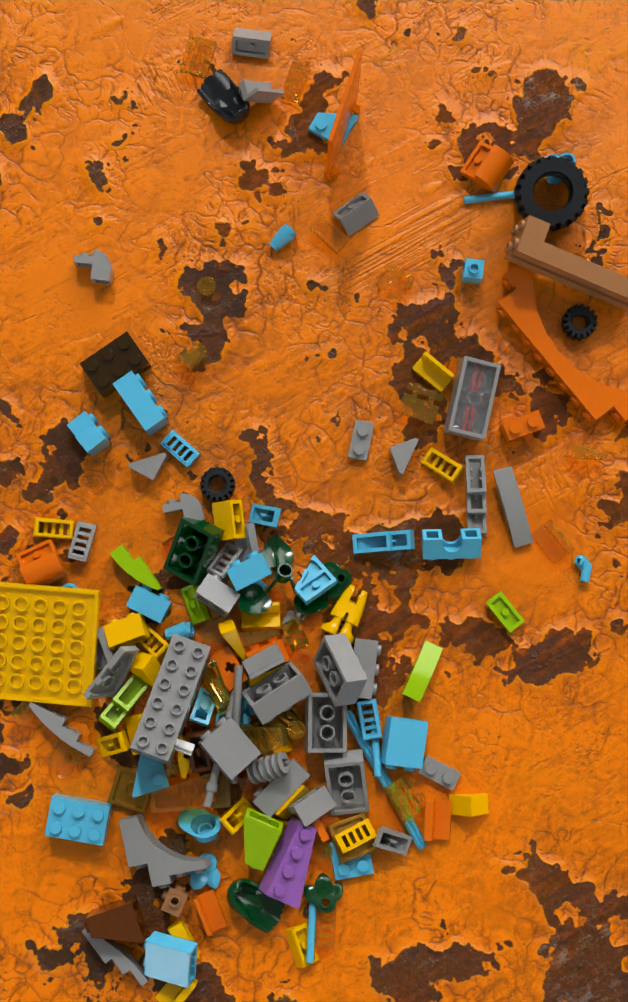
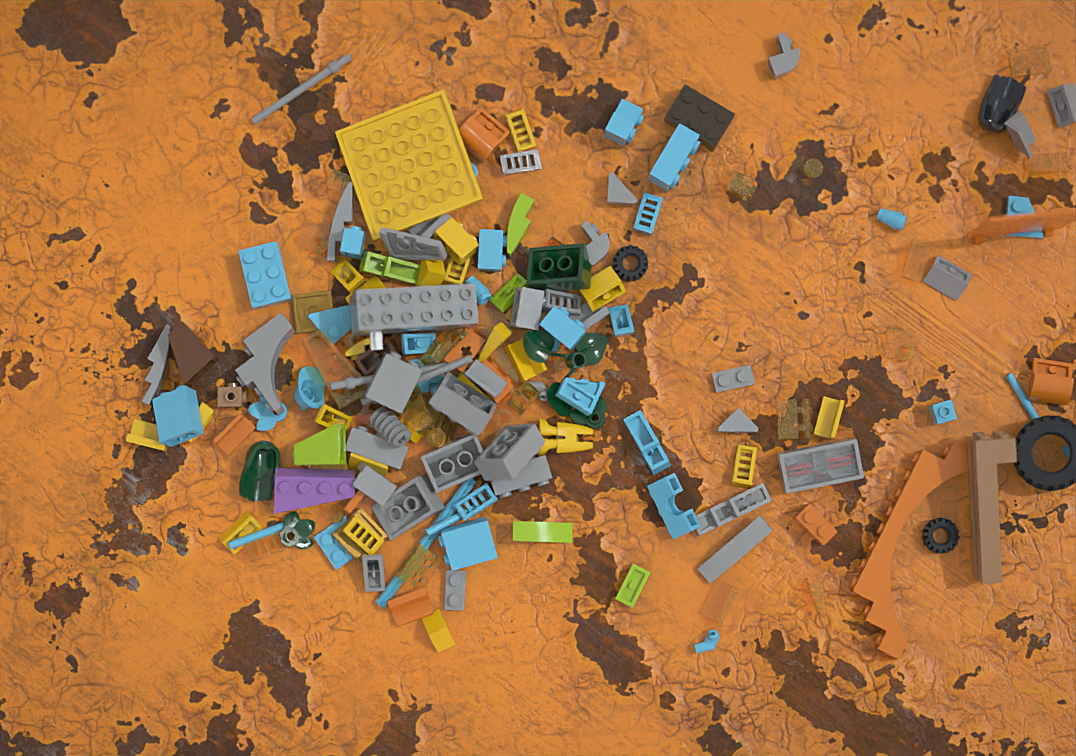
camera: 65 degrees right, 0 degrees up
(85, 726) = (353, 242): none -> medium azure brick

